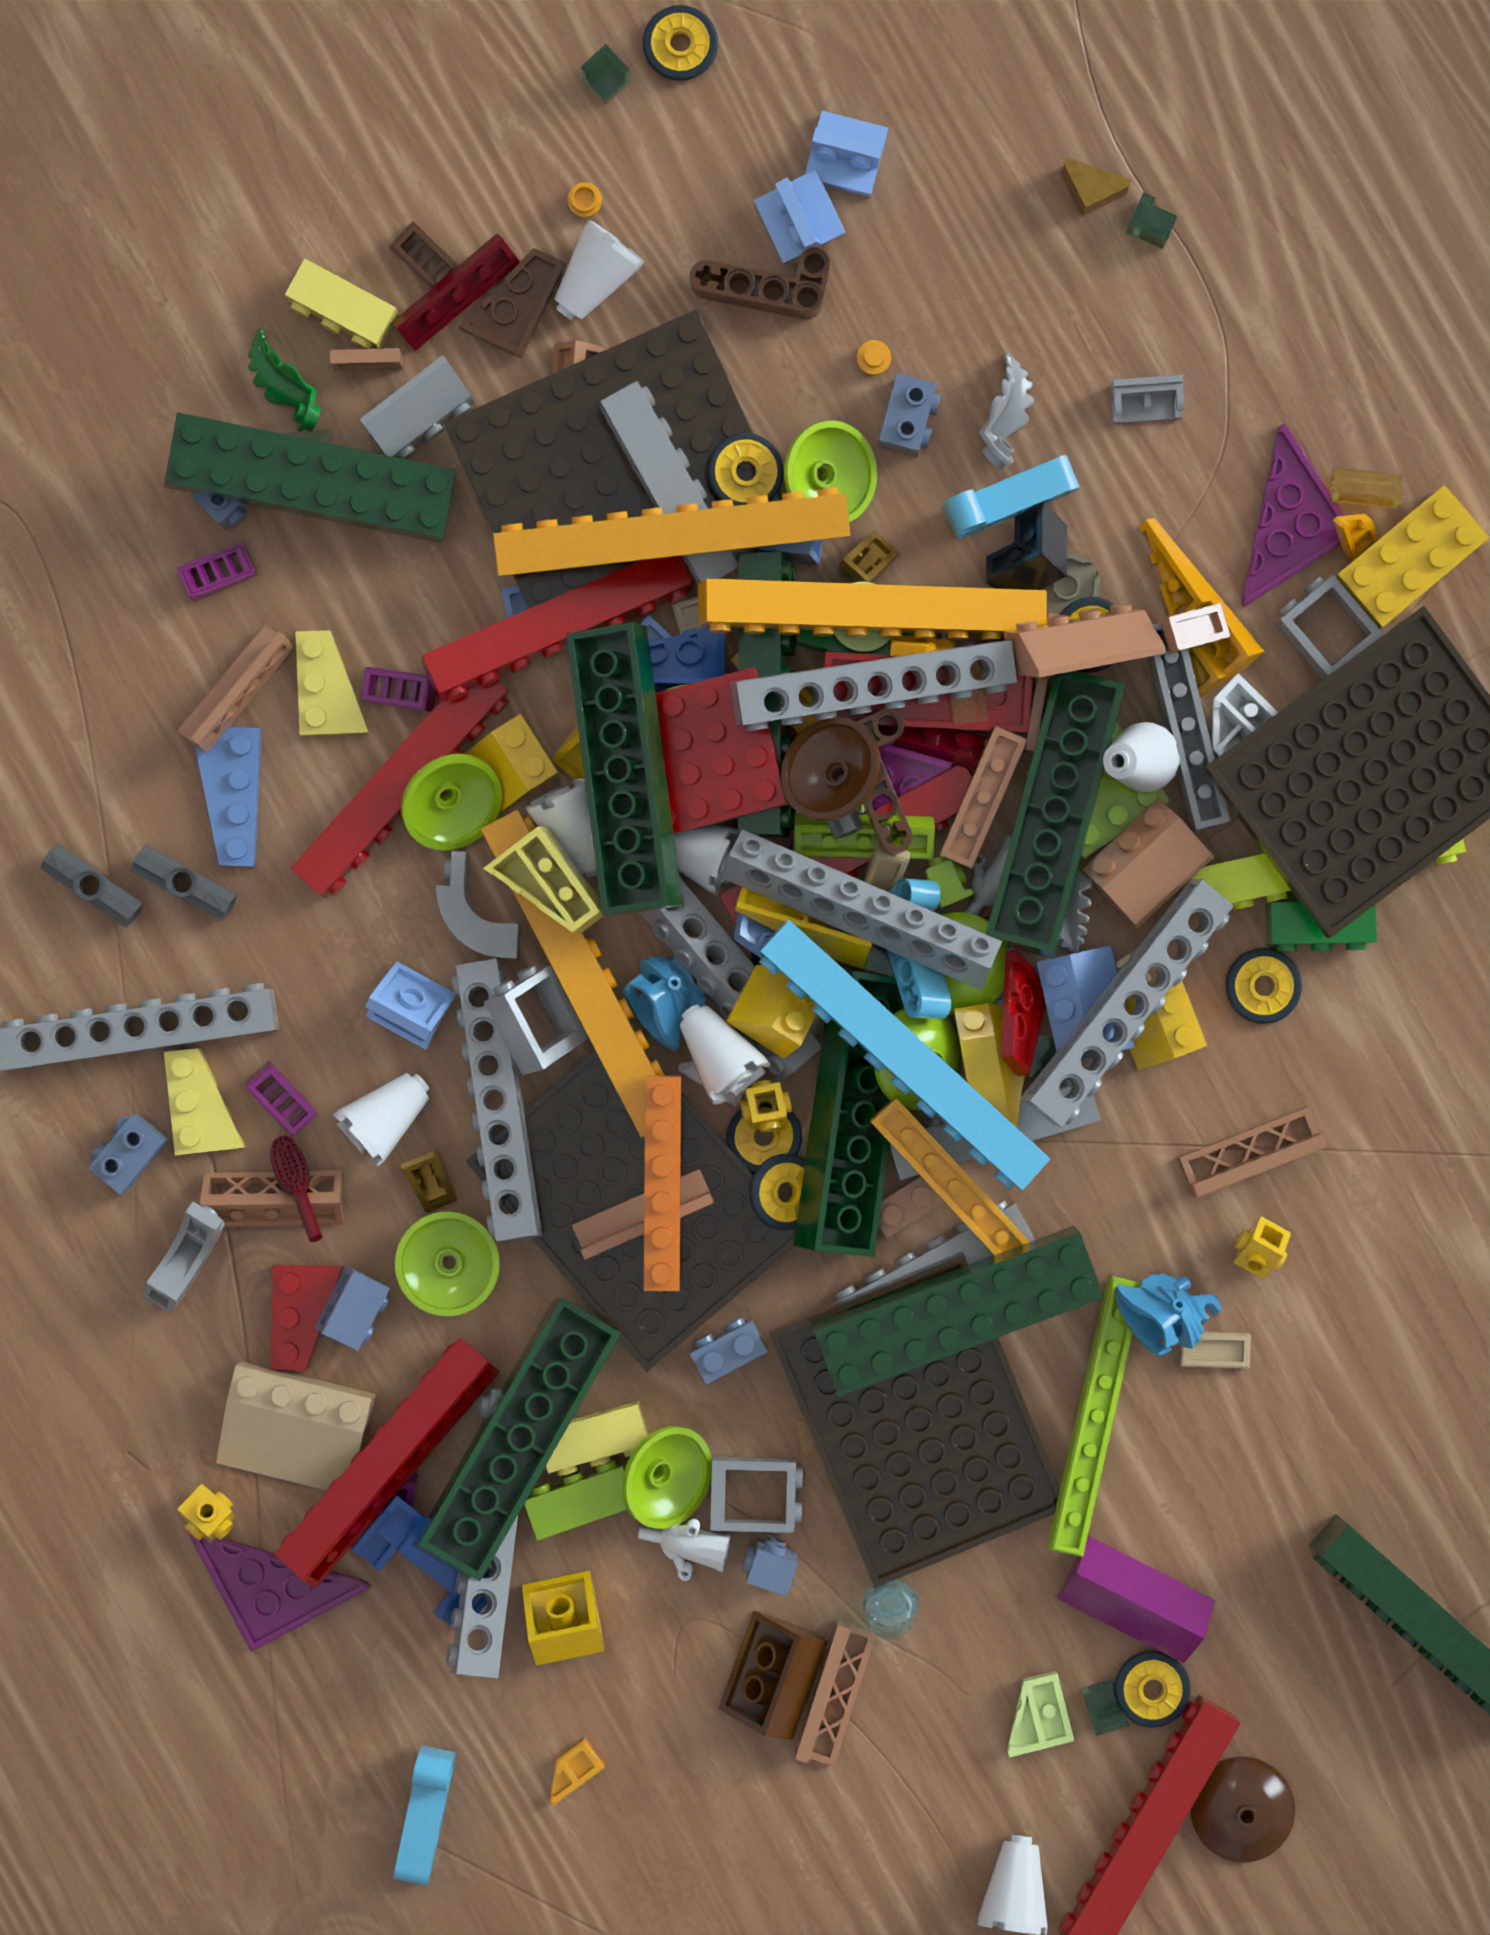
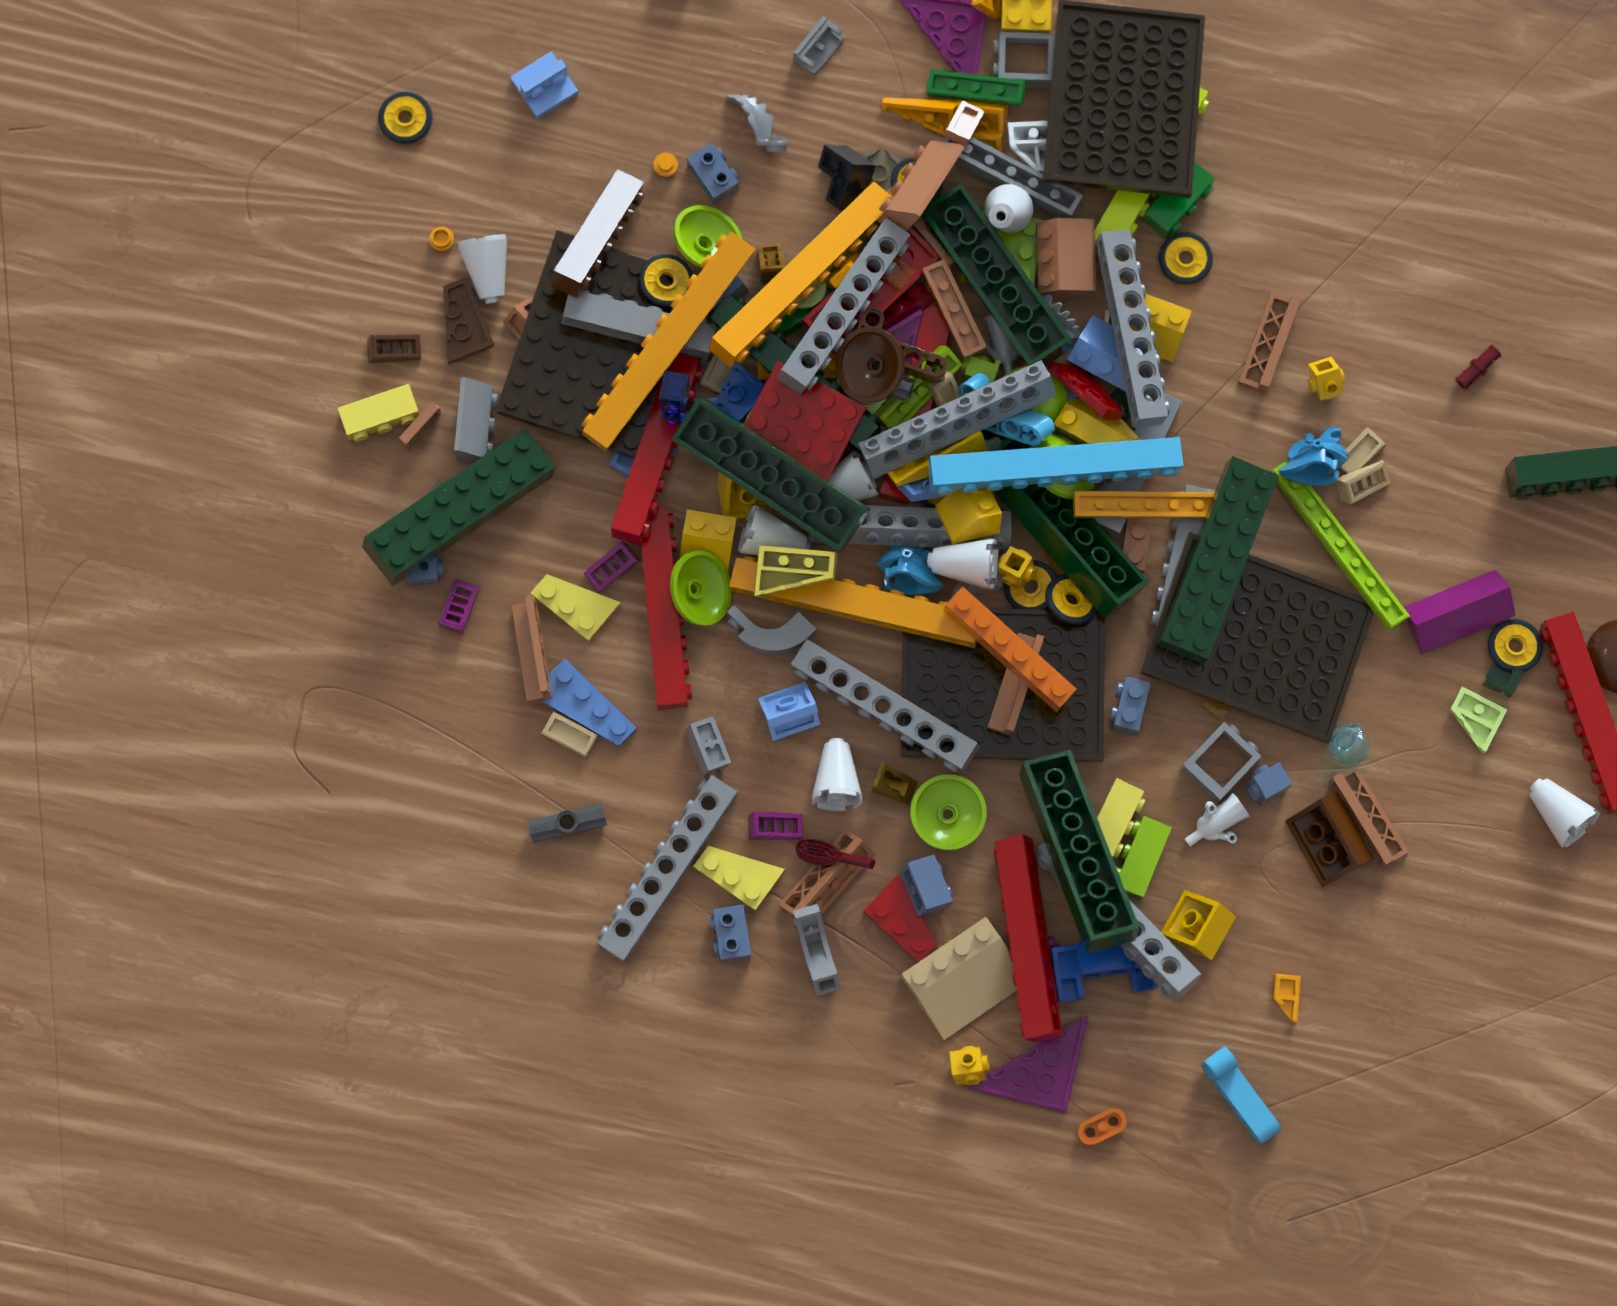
camera: 55 degrees left, 10 degrees down
(187, 804) = (569, 734): none -> tan tile
(203, 891) = (628, 767): dark grey piece -> none
(267, 1704) = (1101, 1127): none -> orange plate
(283, 383) = (390, 480): green plant -> none
(298, 957) = (707, 746): none -> light grey hinge
(456, 292) = (428, 347): dark red plate -> none
(515, 1029) = (853, 657): light grey window -> none
(605, 73) = (386, 168): clear green panel -> none
(618, 595) = (674, 396): none -> clear blue brick
(667, 1477) = (1170, 796): lime dish -> none
(725, 356) = (597, 234): none -> brick
(759, 281) = (570, 189): reddish brown beam -> none
(799, 216) = (555, 136): light blue bracket -> none
(981, 509) = (805, 161): medium azure beam -> none
(1168, 1368) = (1348, 488): none -> tan slope
(1249, 605) = (976, 88): none -> green tile
(1420, 1394) = (1478, 367): none -> dark red pin

